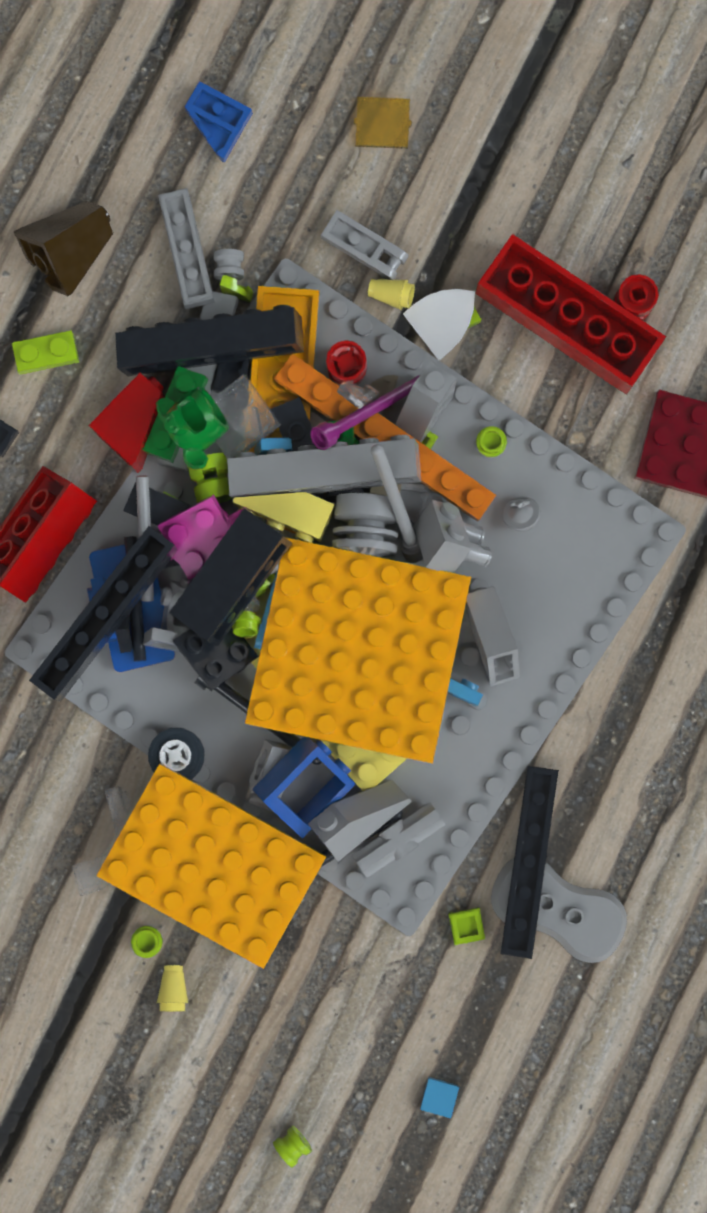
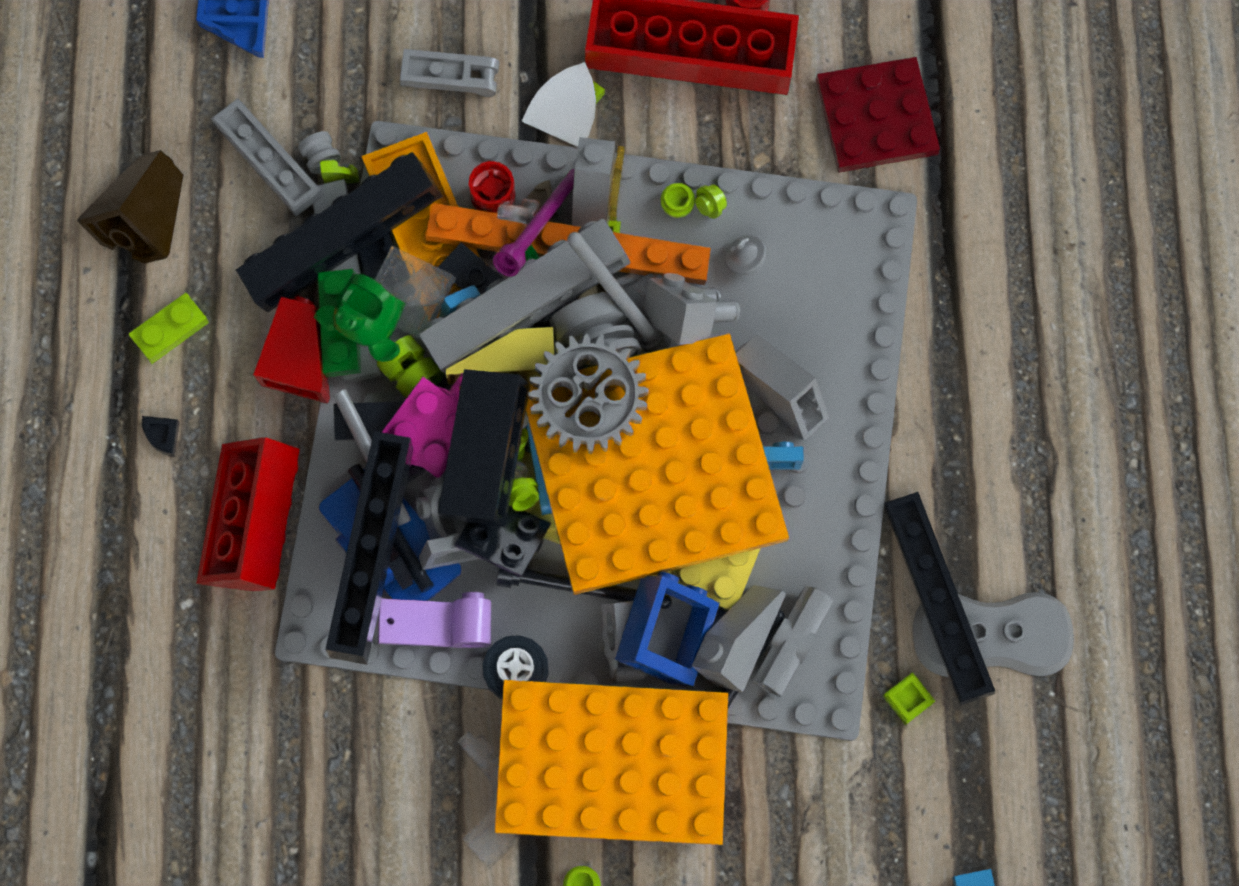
camera: 30 degrees left, 10 degrees down
(133, 689) = (436, 624): none -> lavender door
(322, 546) = (563, 372): none -> light grey gear
(392, 292) = (501, 103): light yellow cone -> none
(447, 407) = (617, 183): none -> clear yellow piece
(516, 455) = (710, 201): none -> lime plate

